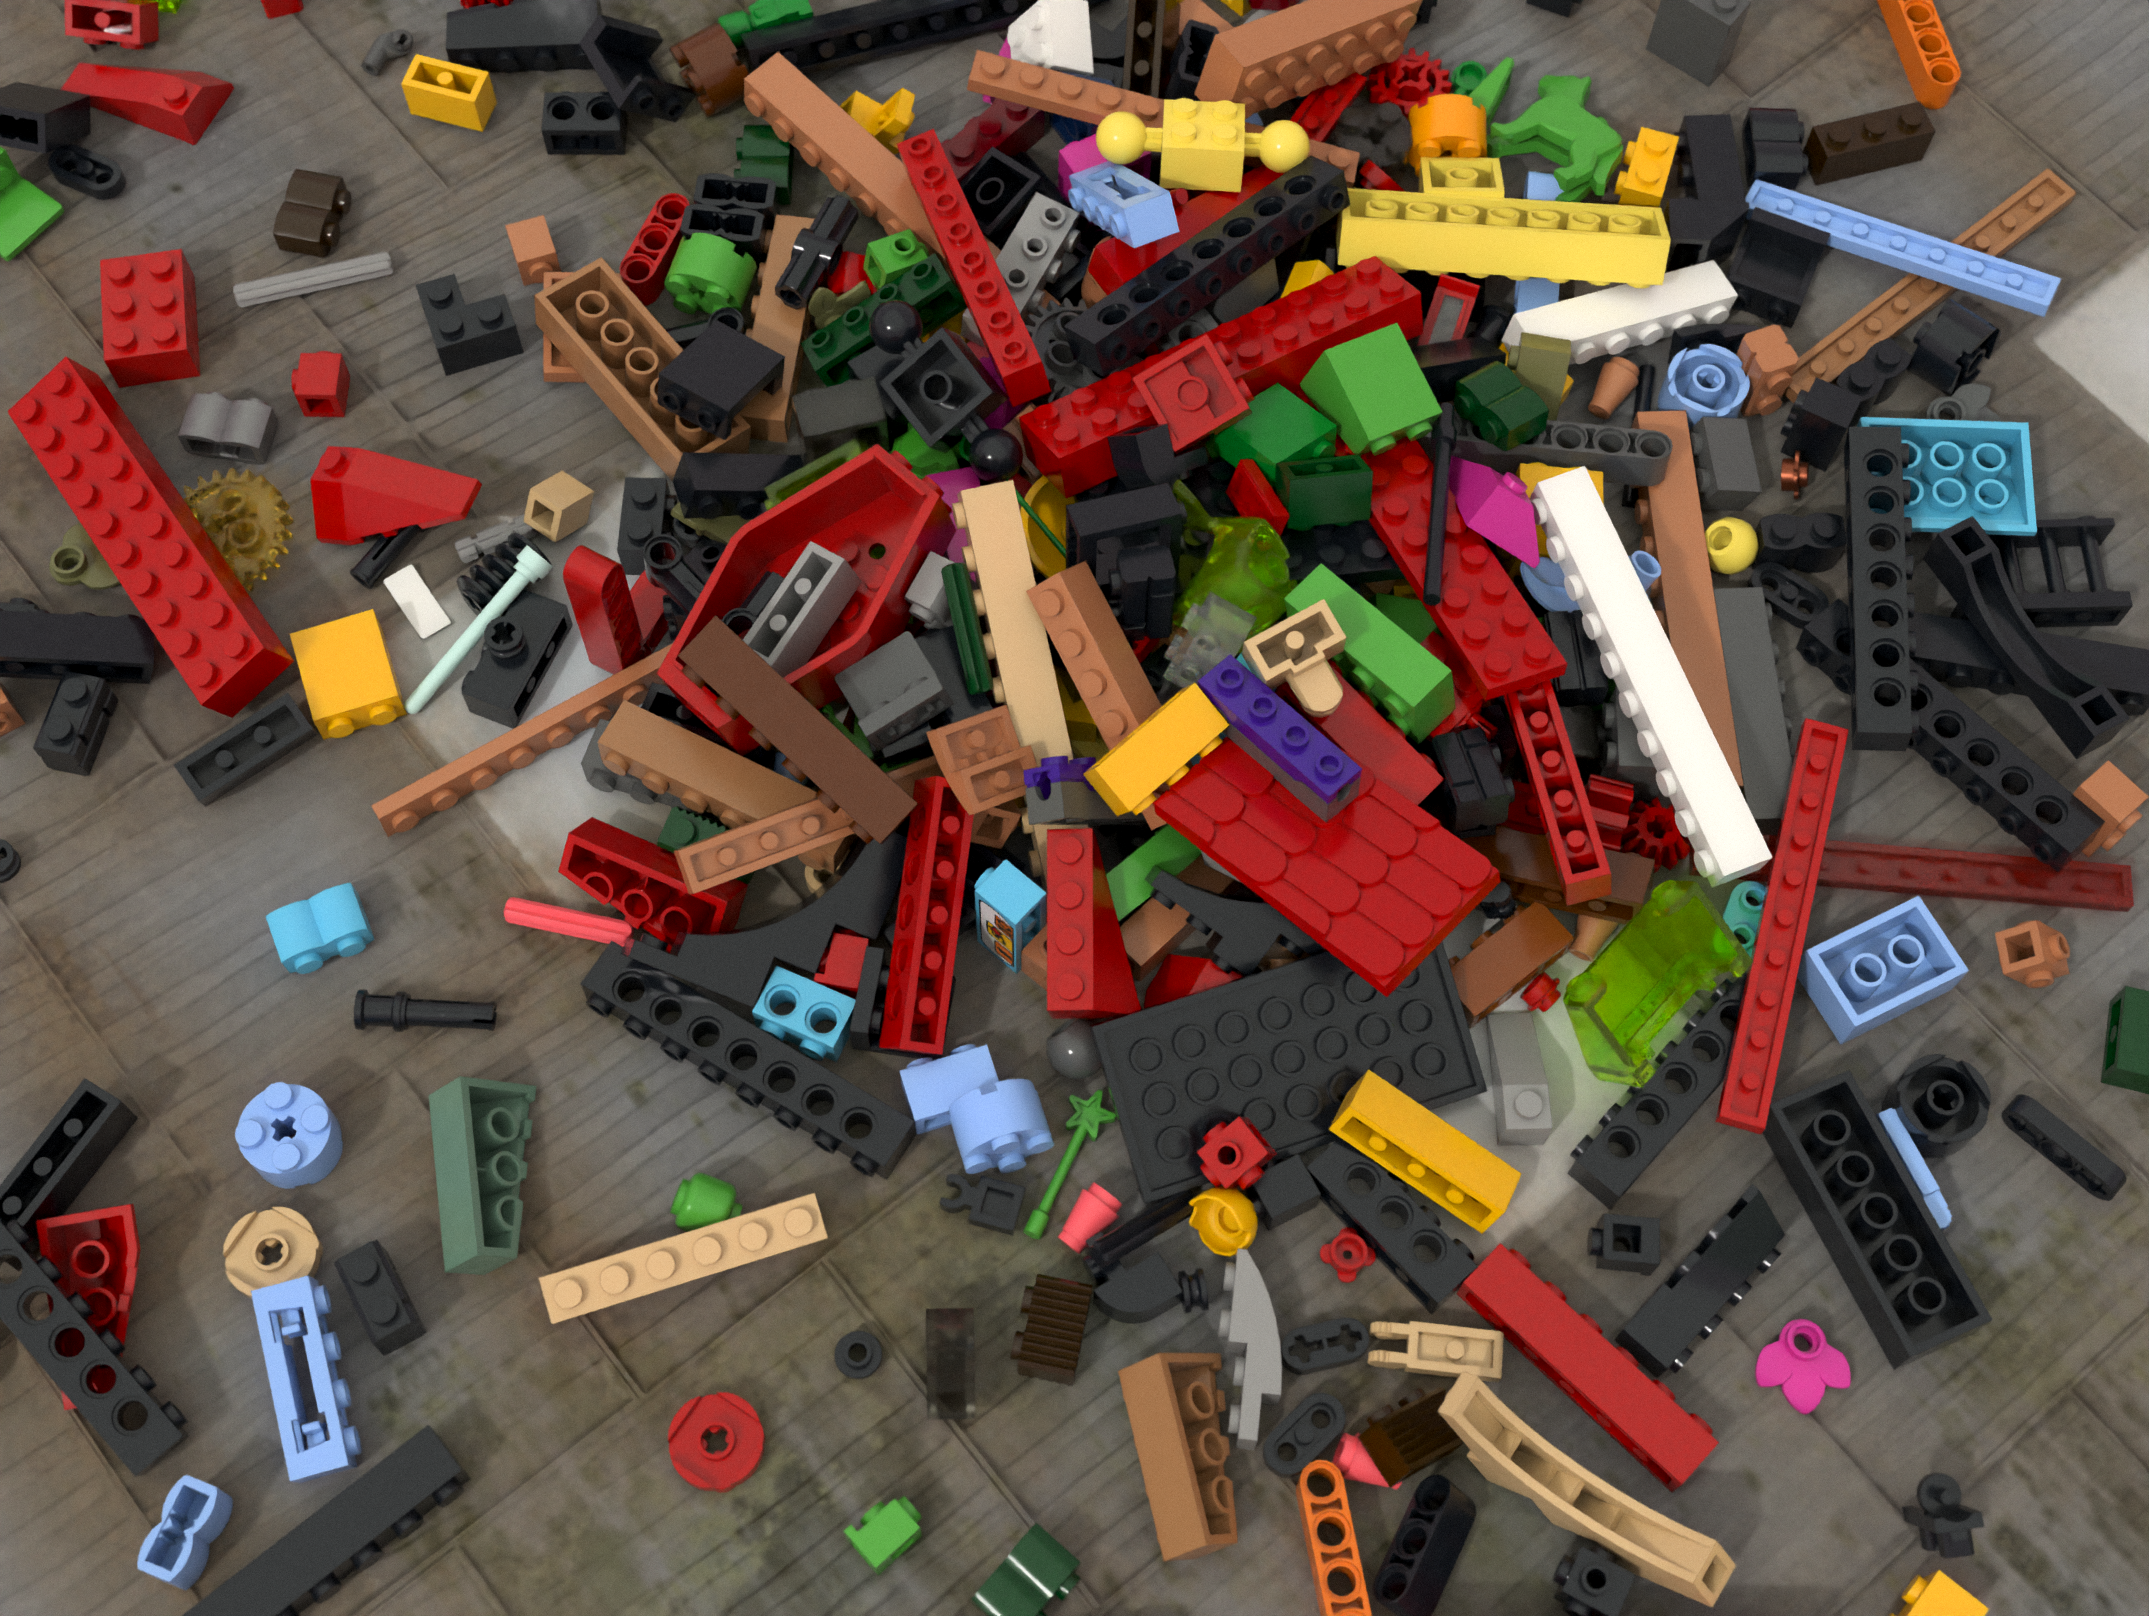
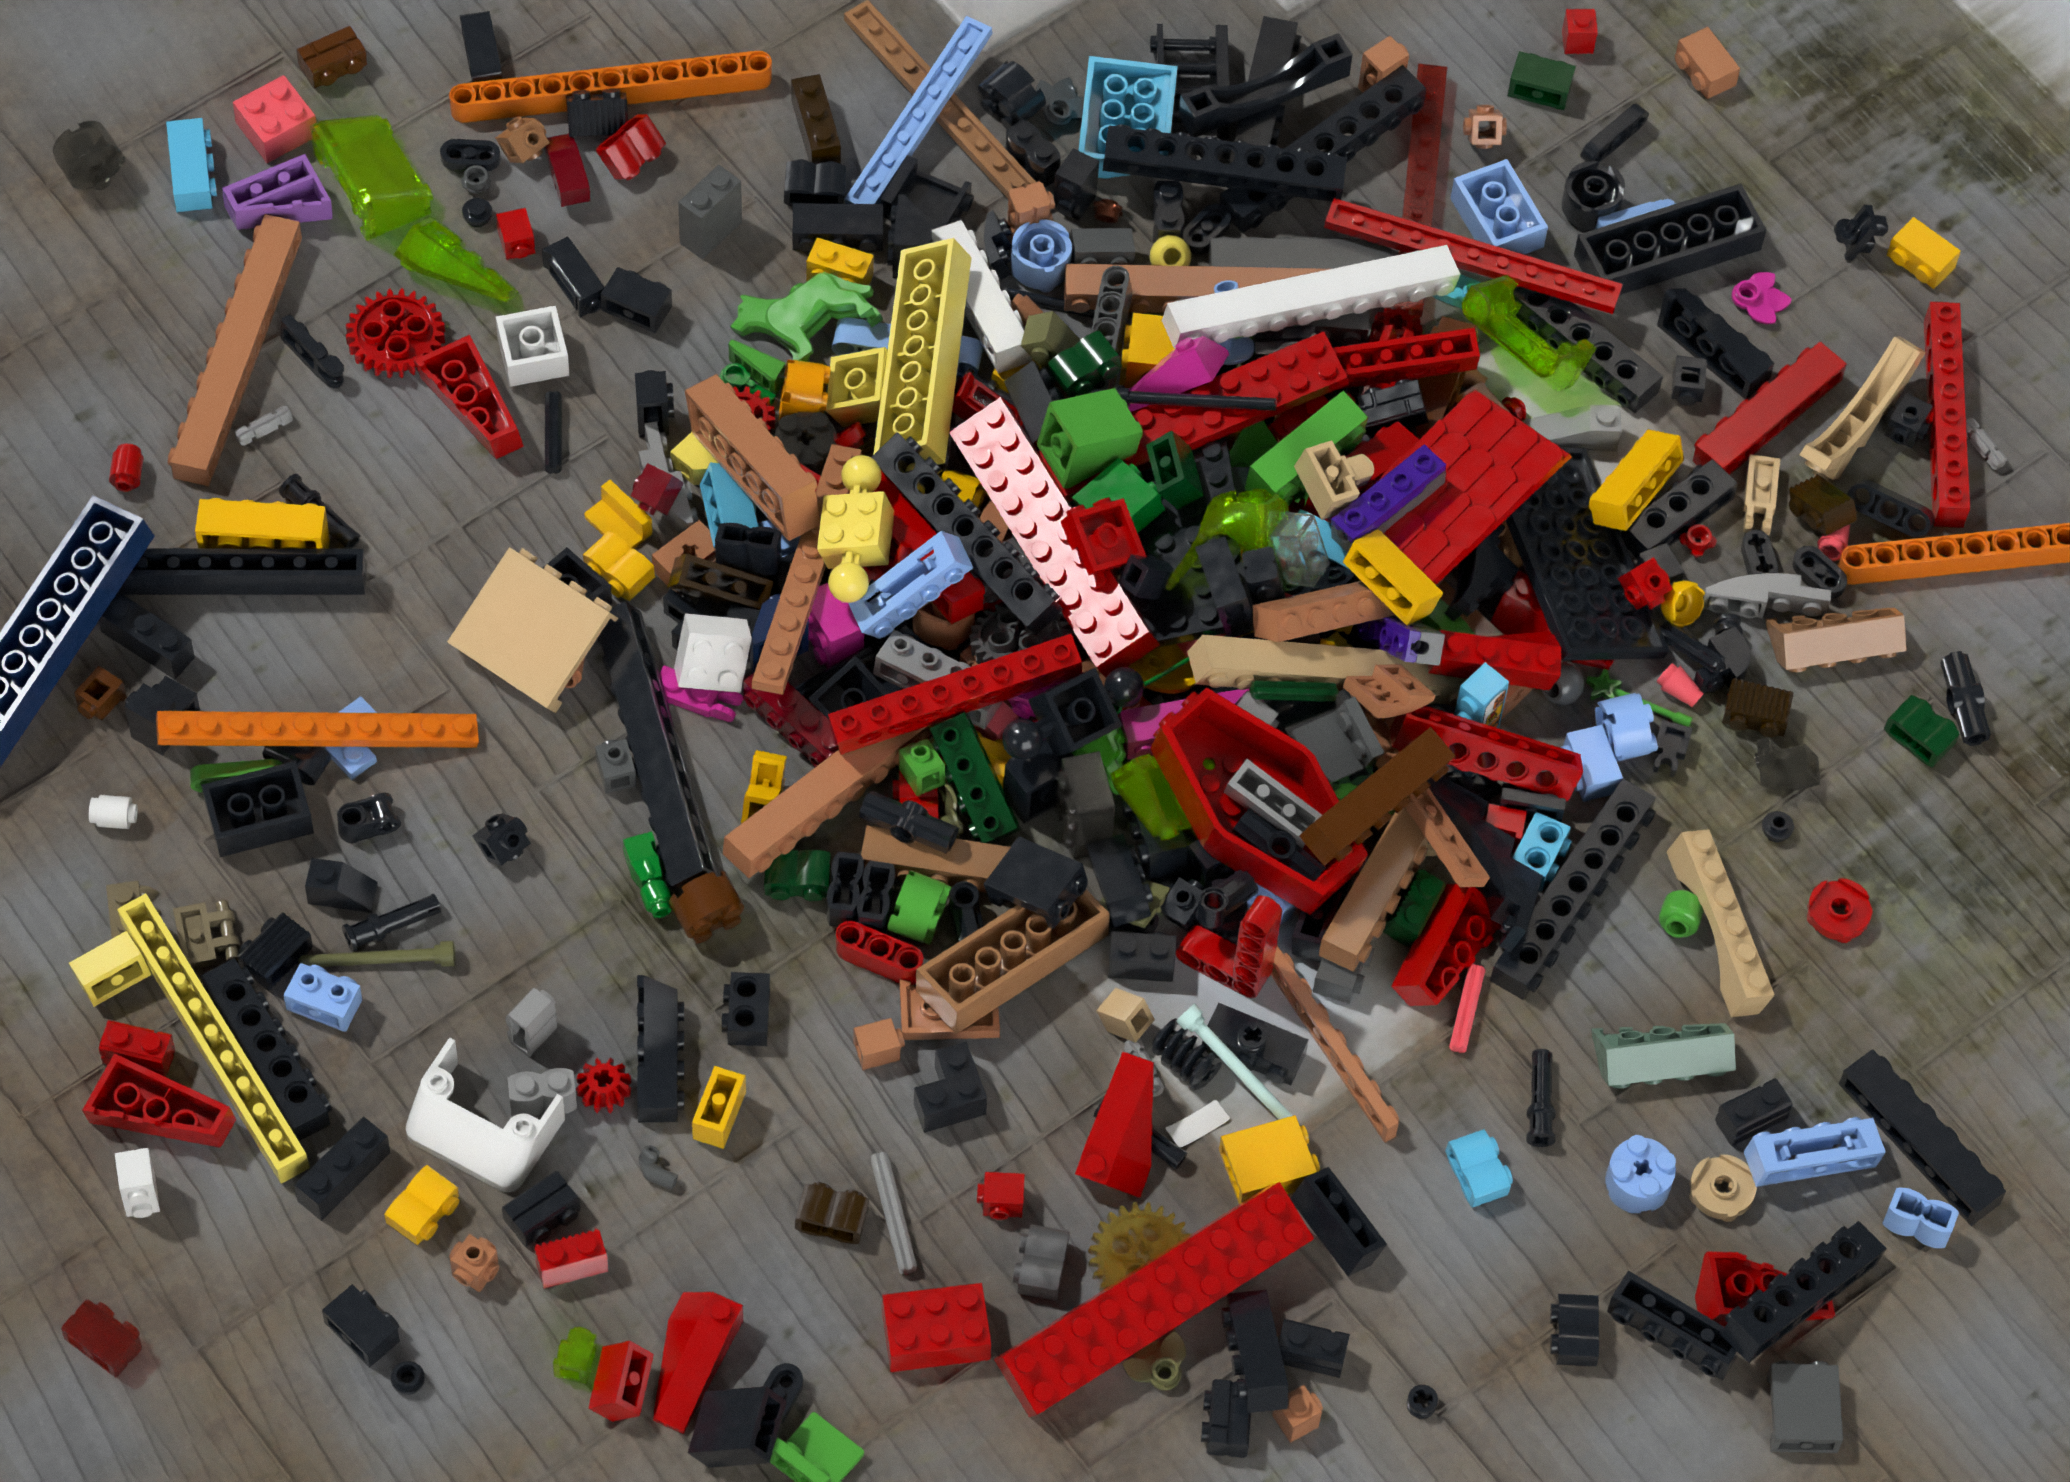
camera: 90 degrees left, 5 degrees down
(69, 1049) = (1576, 1330): none -> black brick
(624, 63) = (712, 966): black panel -> none
(885, 1533) = (1896, 809): bright green brick -> none
(1255, 496) = (1177, 515): red plate -> none

